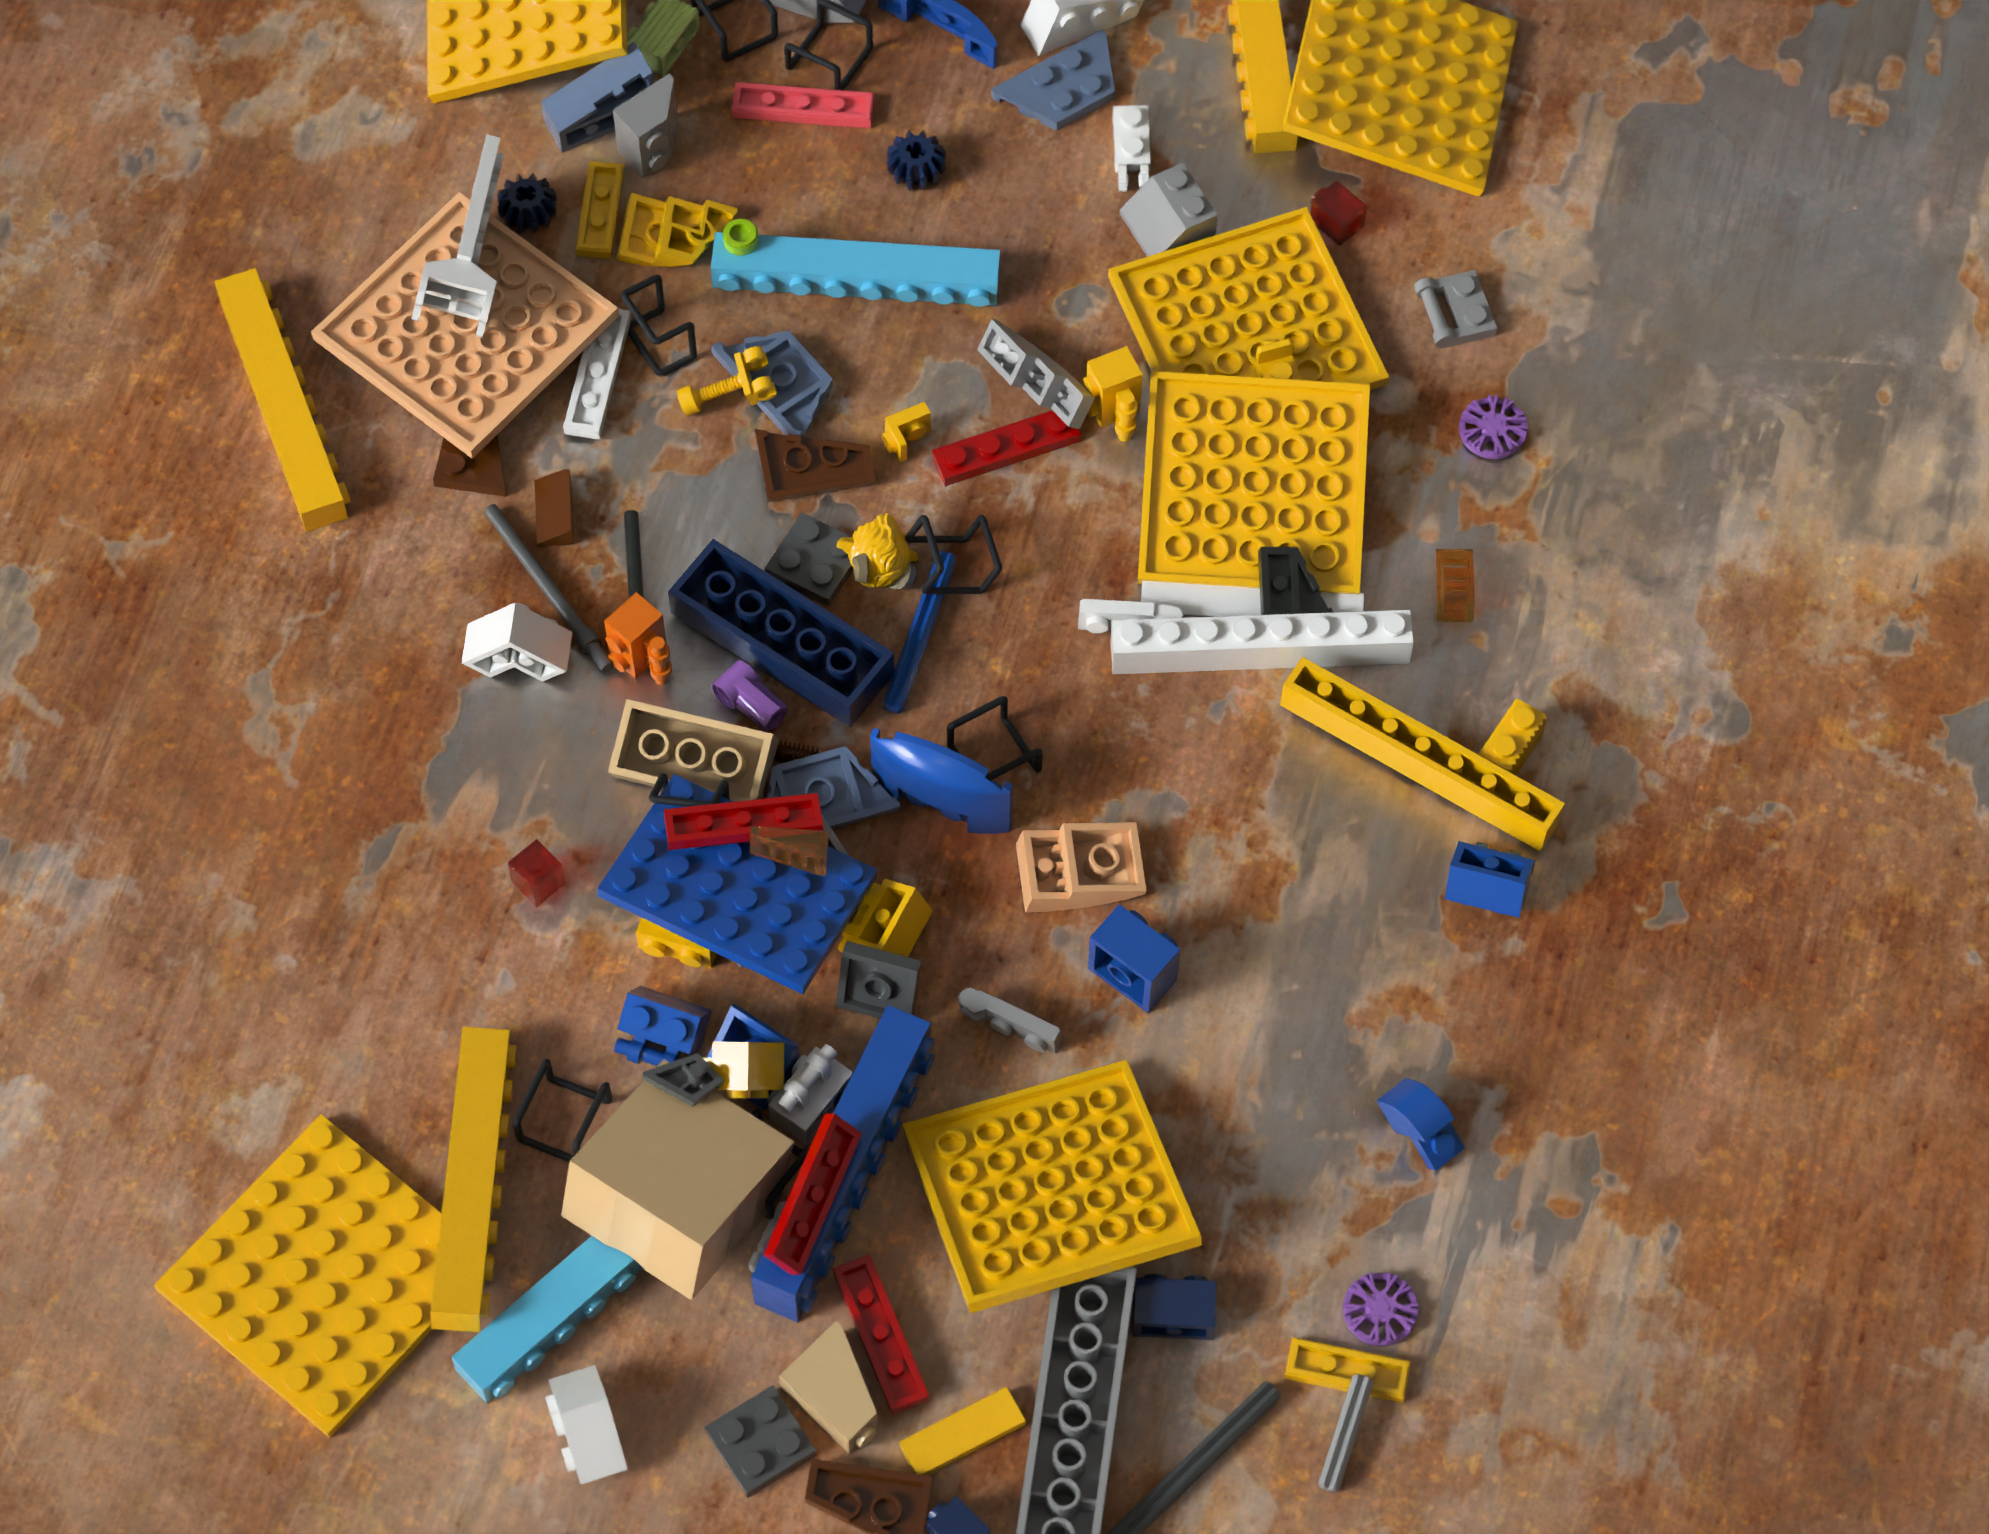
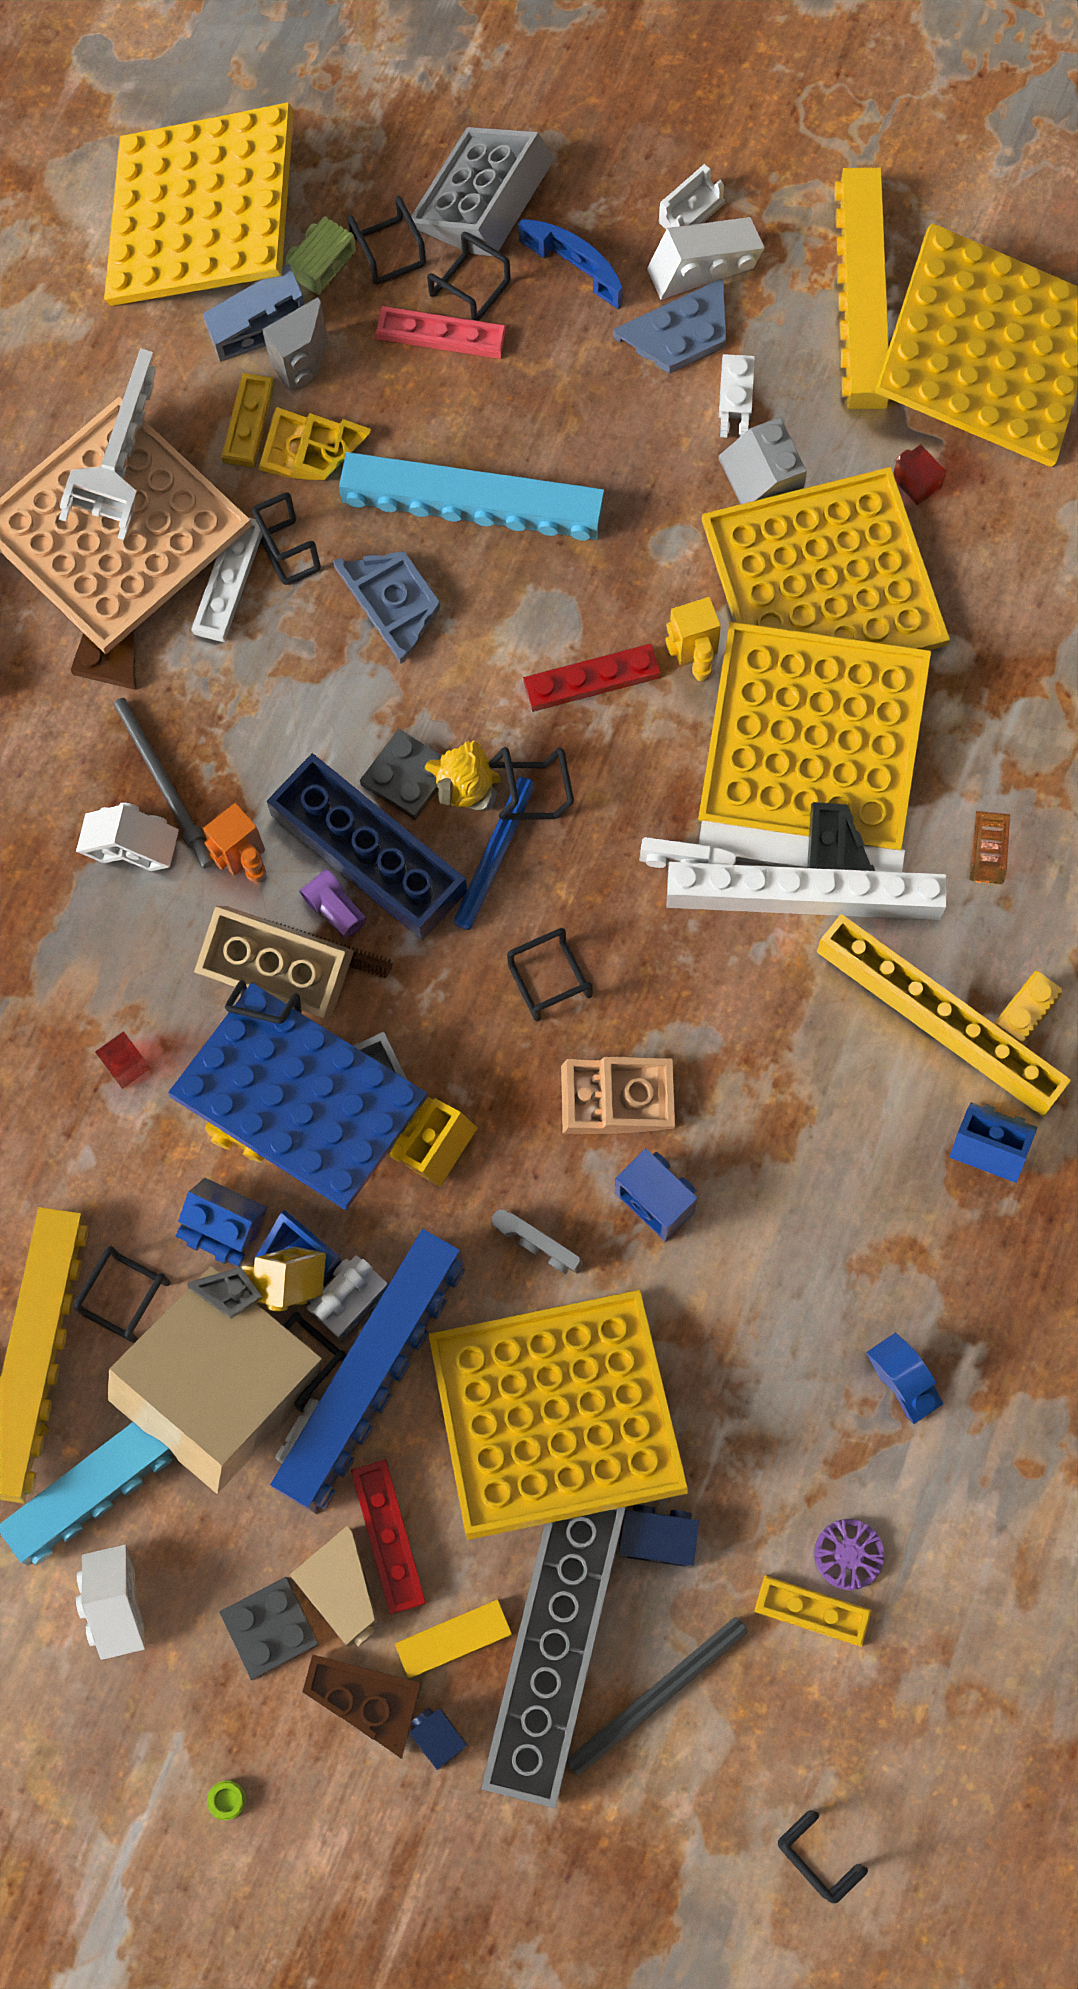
camera: 10 degrees right, 10 degrees up
(527, 203) = (181, 409): dark blue gear -> none
(554, 509) = (177, 707): reddish brown slope -> none
(633, 552) = (243, 761): pearl dark grey bar -> none
(733, 820) = (306, 1039): red plate -> none
(740, 237) = (368, 459): lime tile -> none
(756, 390) = (366, 609): yellow bar -> none
(792, 847) = (354, 1071): clear orange slope -> none
(810, 466) = (411, 685): reddish brown wing -> none
(812, 1194) = (332, 1414): red plate -> none
(843, 786) = (389, 1002): sand blue wing -> none
(876, 979) = (419, 1198): dark grey plate -> none
(906, 425) = (502, 652): yellow bracket -> none
(916, 160) = (537, 394): dark blue gear -> none
(941, 780) = (495, 1009): blue slope -> none
(1036, 373) = (623, 609): light grey slope -> none
(1276, 360) = (847, 620): yellow bracket -> none
(1345, 1433) = (804, 1676): light grey axle -> none
(1466, 305) = (1028, 574): light grey plate -> none
(1493, 427) = (1041, 695): medium lavender wheel -> none

